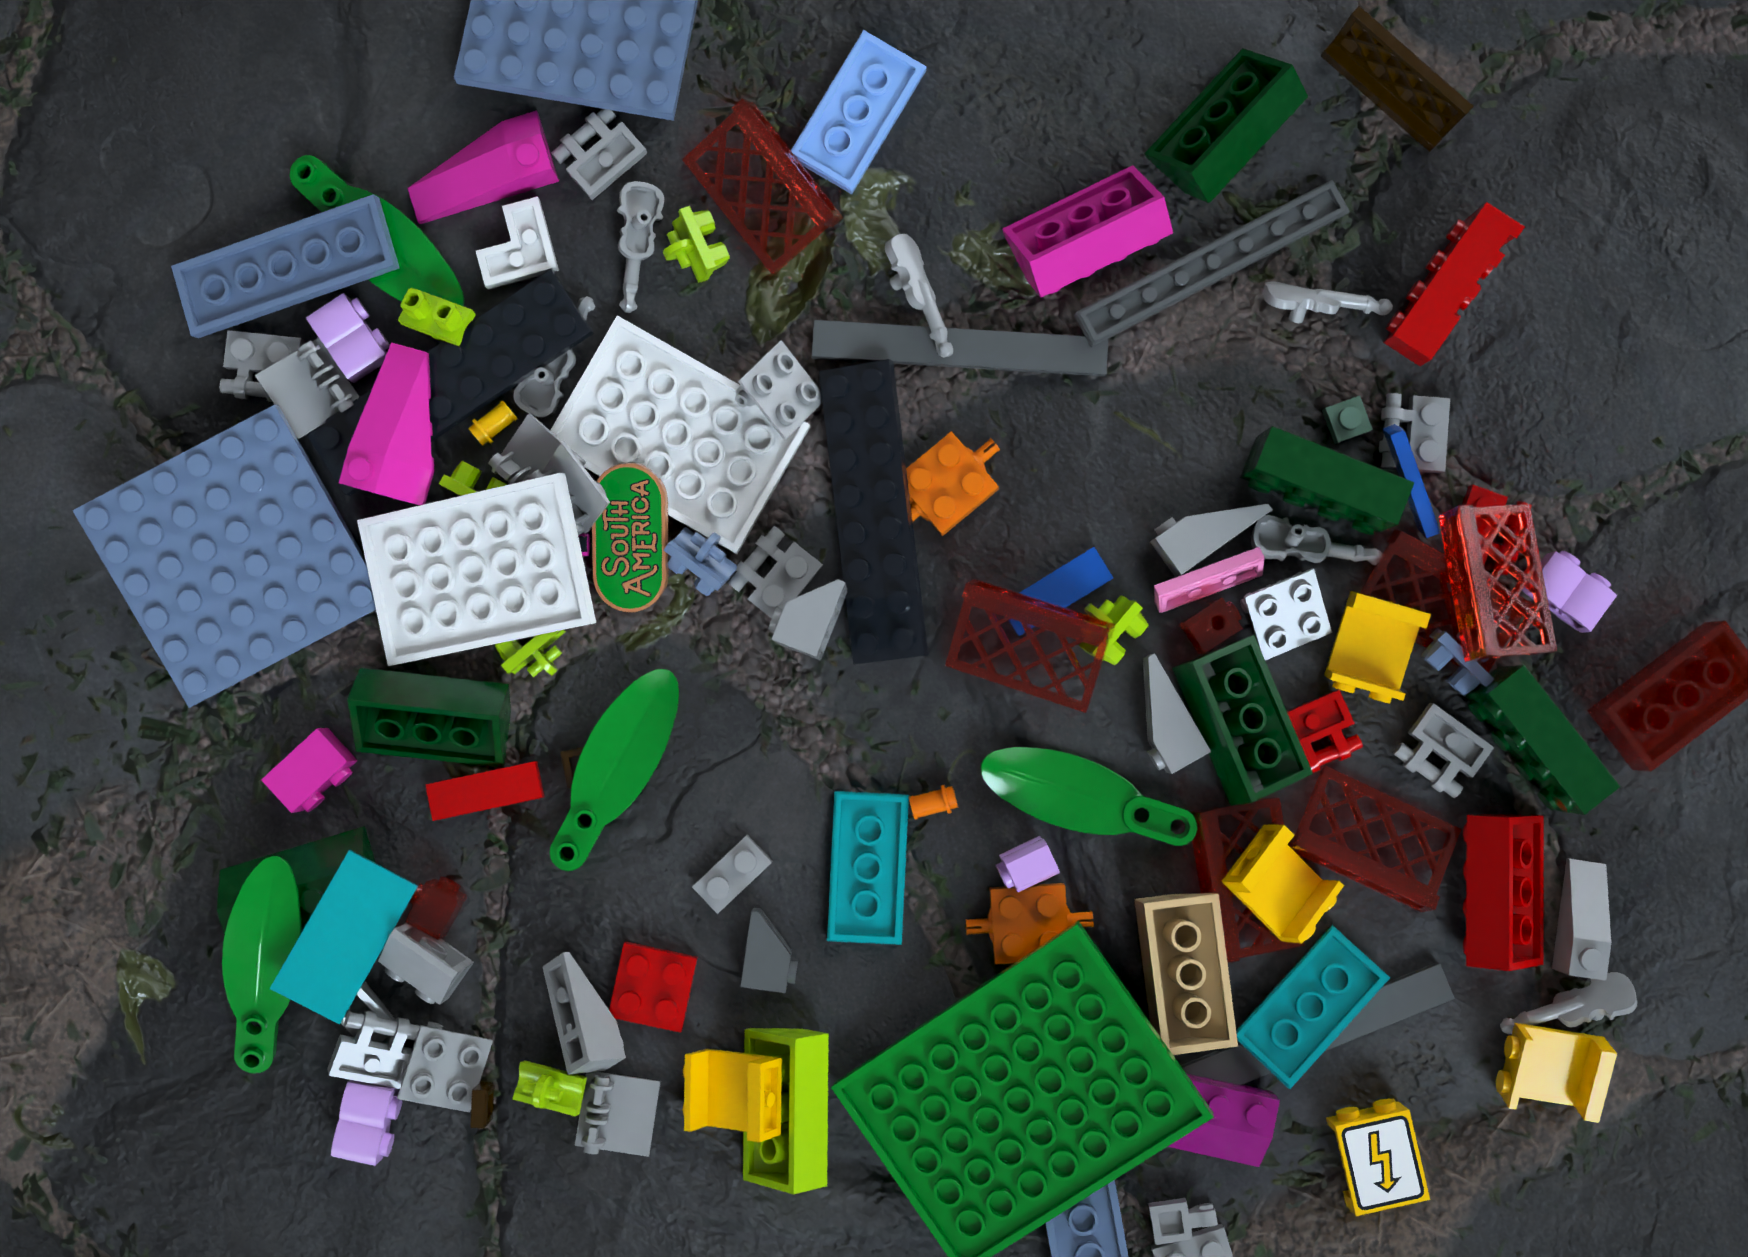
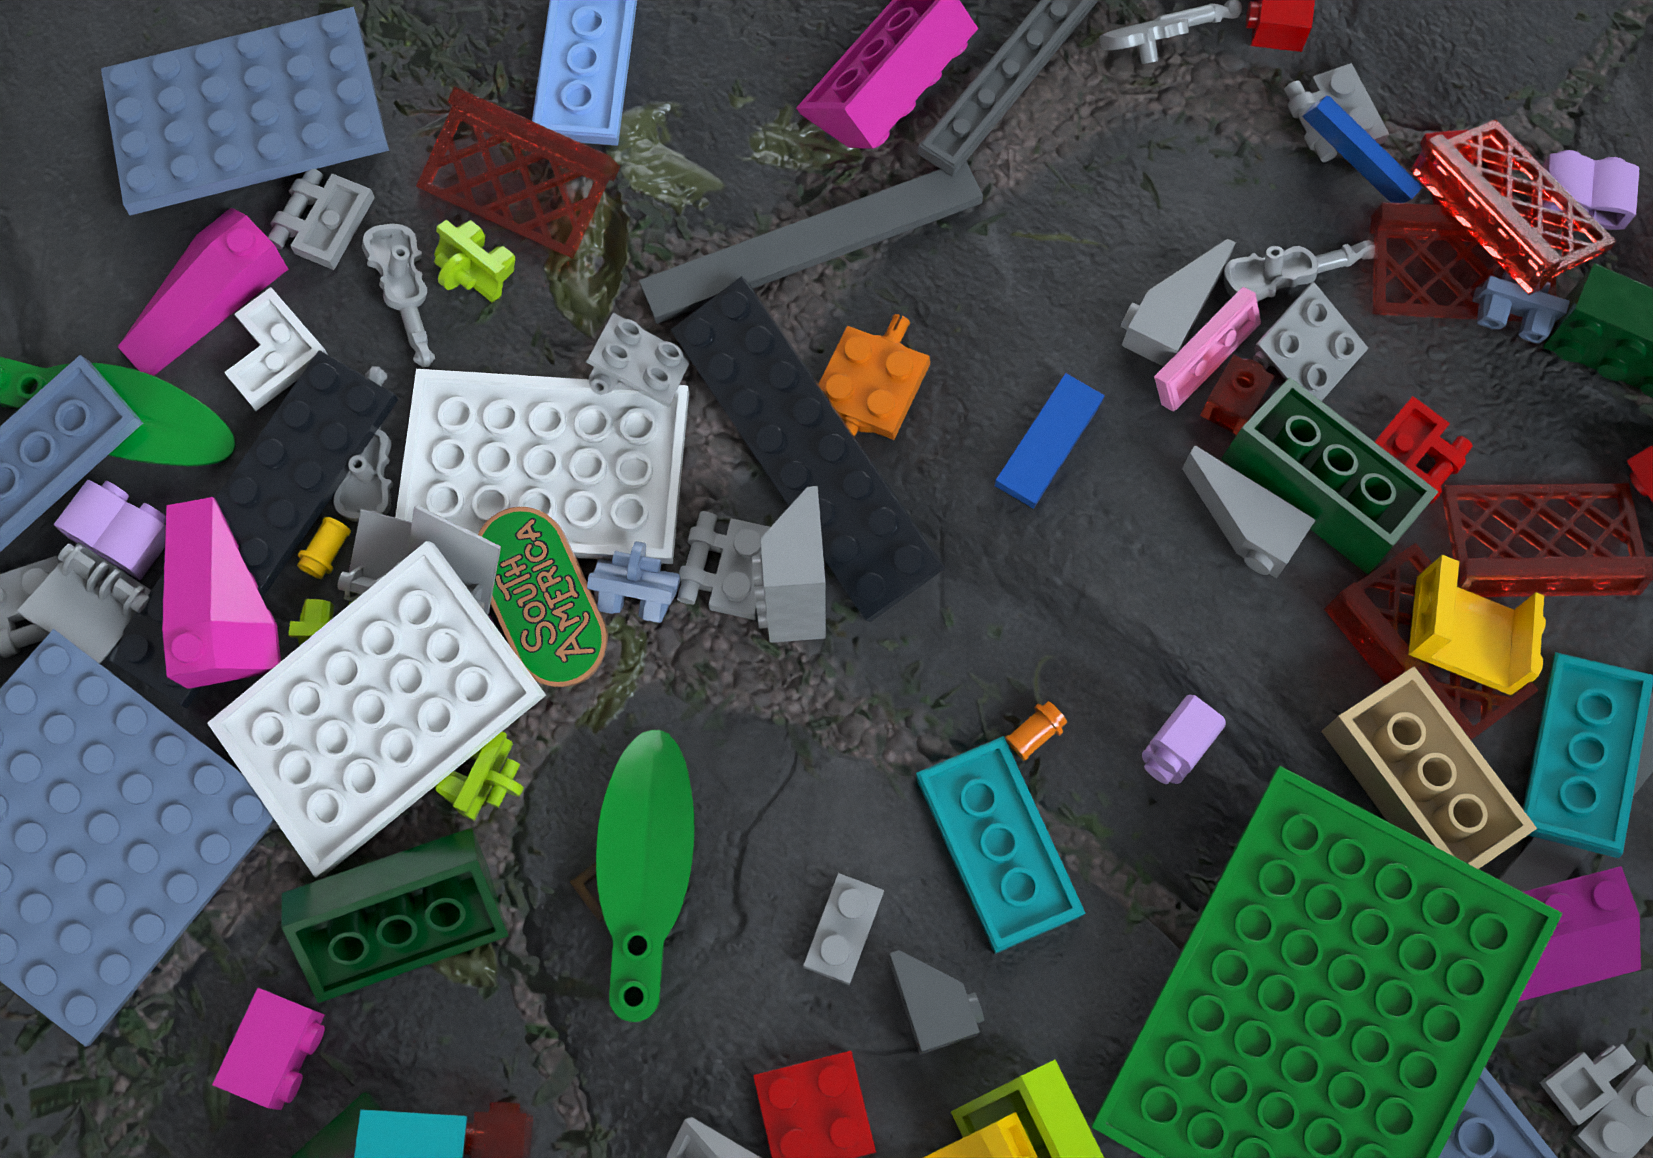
camera: 25 degrees left, 15 degrees down
(435, 316) = (206, 457): lime hips -> none
(484, 790) = (497, 974): red tile -> none
(907, 261) = (738, 199): light grey piece -> none
(1025, 919) = (1207, 815): orange plate -> none
(1039, 614) = (1042, 462): clear red fence -> none
(1079, 795) = (1199, 644): green plant -> none
(1126, 617) = (1125, 447): lime hips -> none
(1326, 481) = (1274, 188): dark green brick -> none
(1347, 419) = (1258, 131): sand green plate -> none
(1374, 646) = (1421, 333): yellow panel -> none
(1451, 741) = (1563, 397): light grey plate -> none

